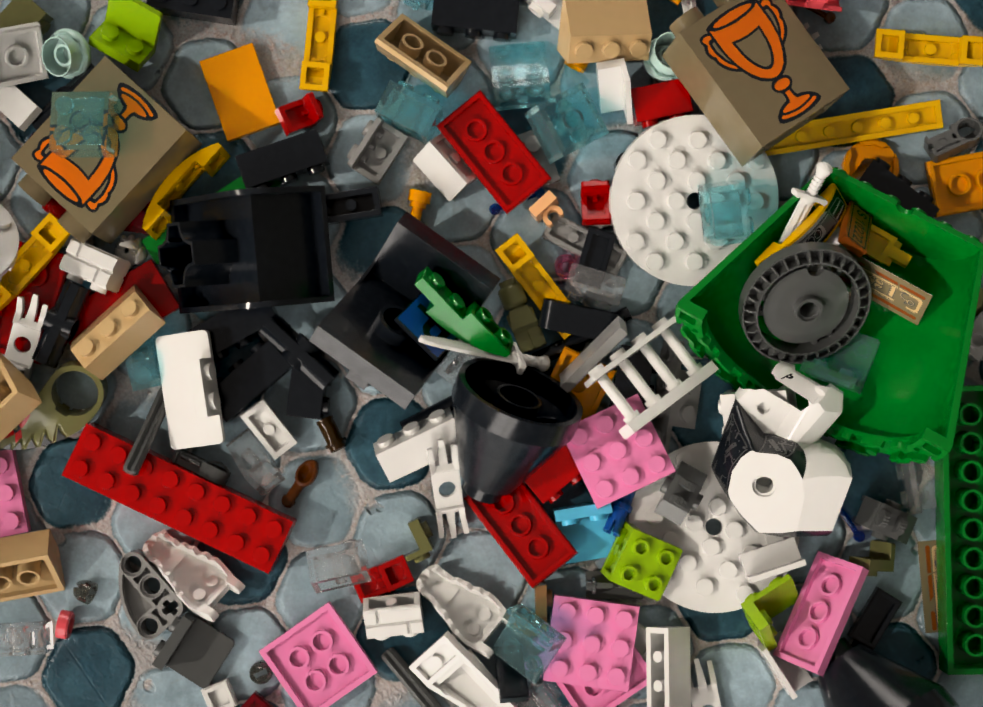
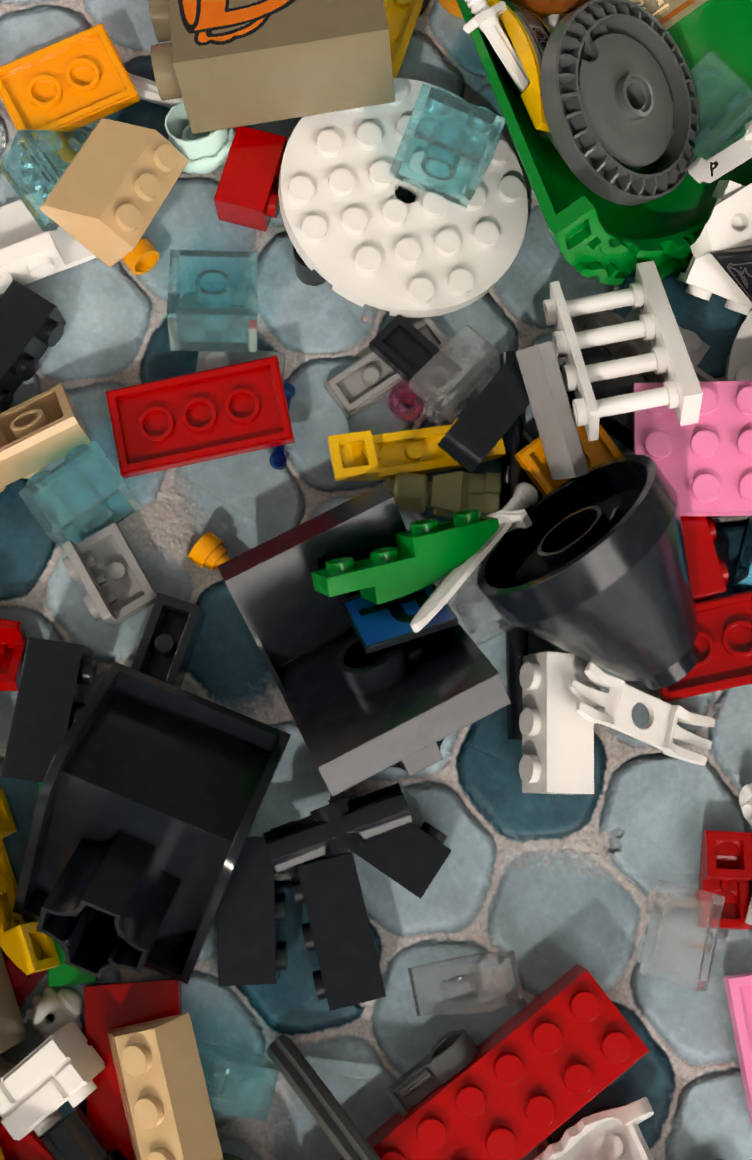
camera: 70 degrees left, 10 degrees down
(190, 389) = (310, 1027): white bracket -> none
(268, 428) = (425, 936): white plate -> none
(304, 476) = (521, 919): reddish brown piece -> none
(331, 434) = (479, 846): dark brown pin -> none
(422, 534) = (686, 786): olive bracket -> none
(444, 167) = (184, 496): white panel -> none
(519, 75) = (117, 335): clear light blue bracket -> none
(544, 207) = (311, 388): light nougat tile -> none
(595, 202) = (339, 322): red bracket -> none
(614, 87) = (203, 213): white panel -> none

